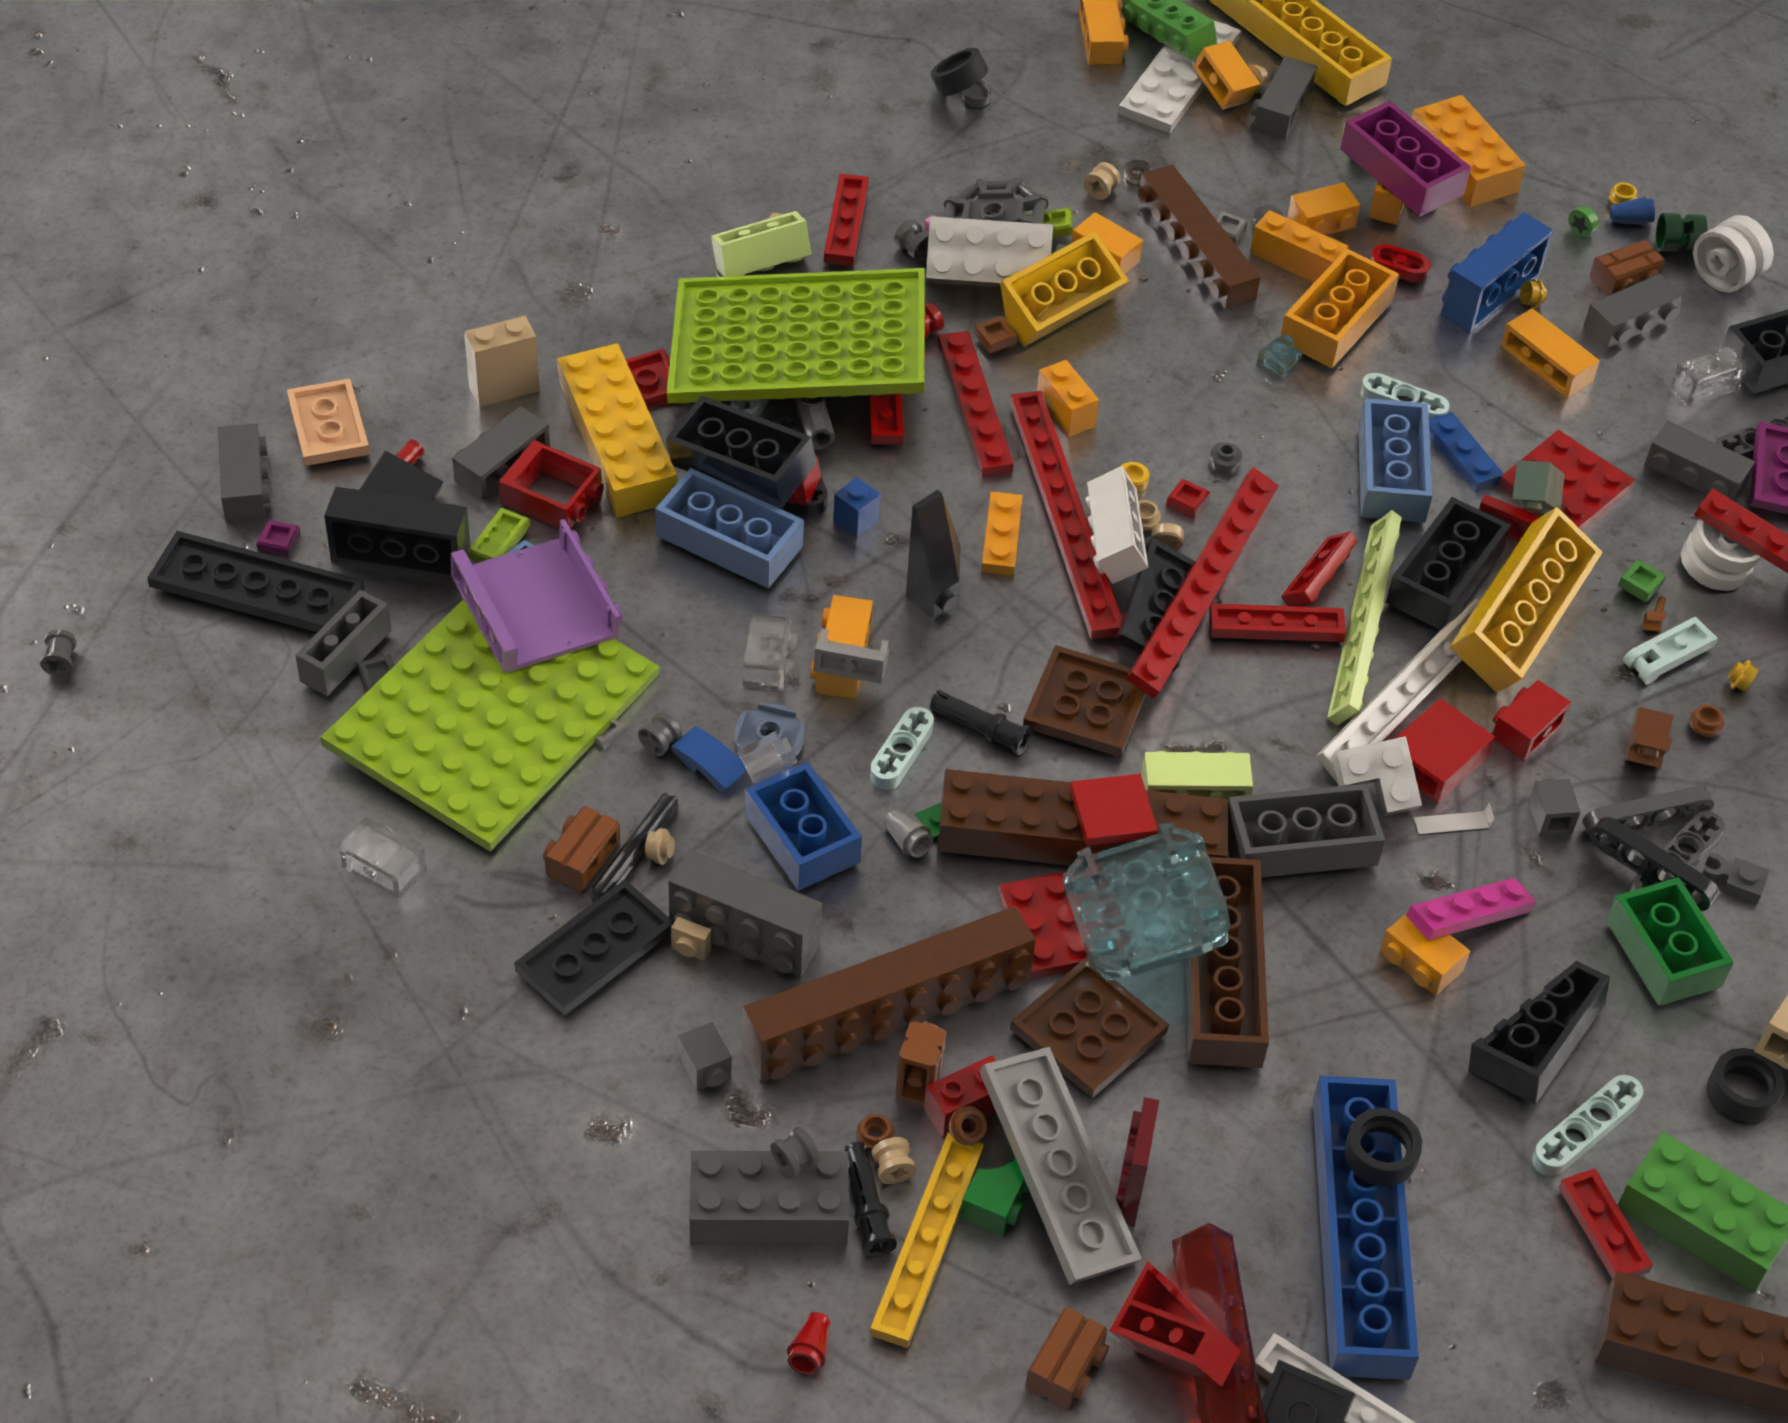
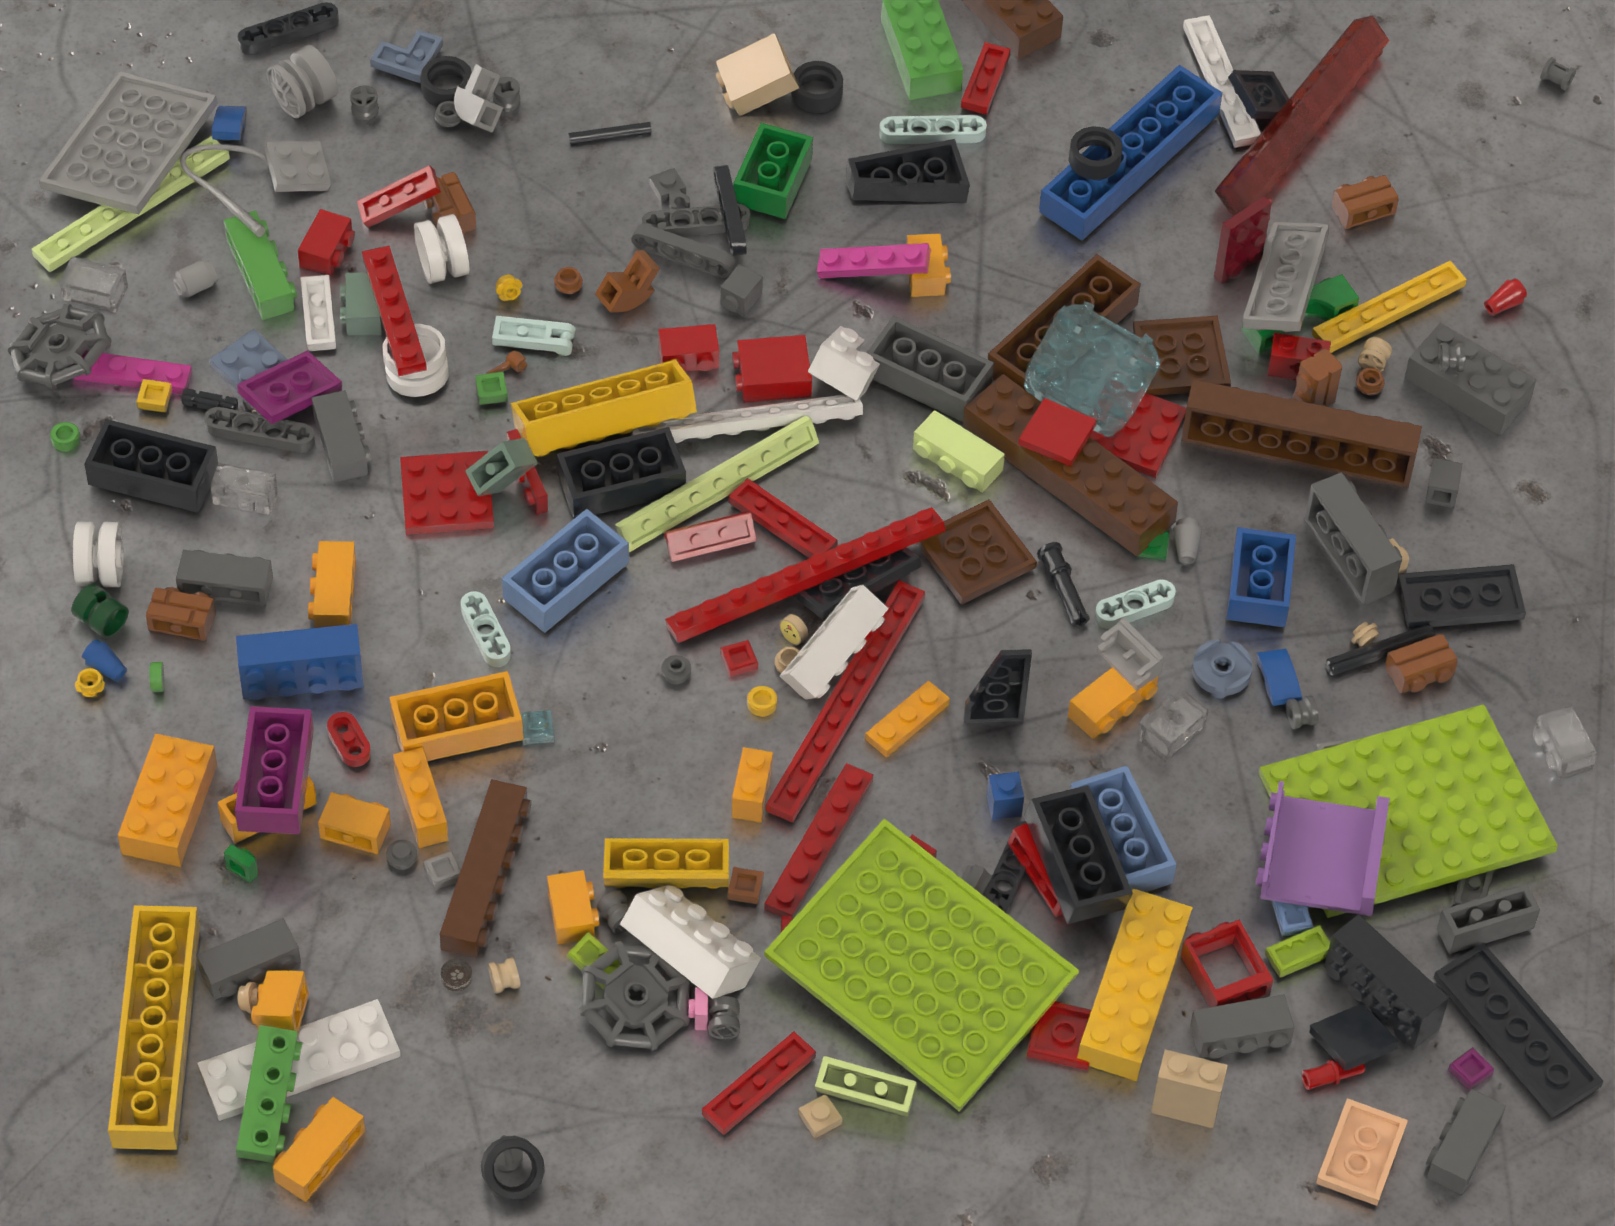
camera: 140 degrees left, 5 degrees up
(767, 757) = (1257, 618): clear brick -> none
(871, 1214) = (1411, 339): black pin -> none
(977, 1129) = (1319, 331): dark orange plate -> none
(1172, 1329) = (1303, 153): red wedge -> none
(1455, 822) = (797, 328): white piece -> none
(1464, 452) = (493, 560): blue plate -> none

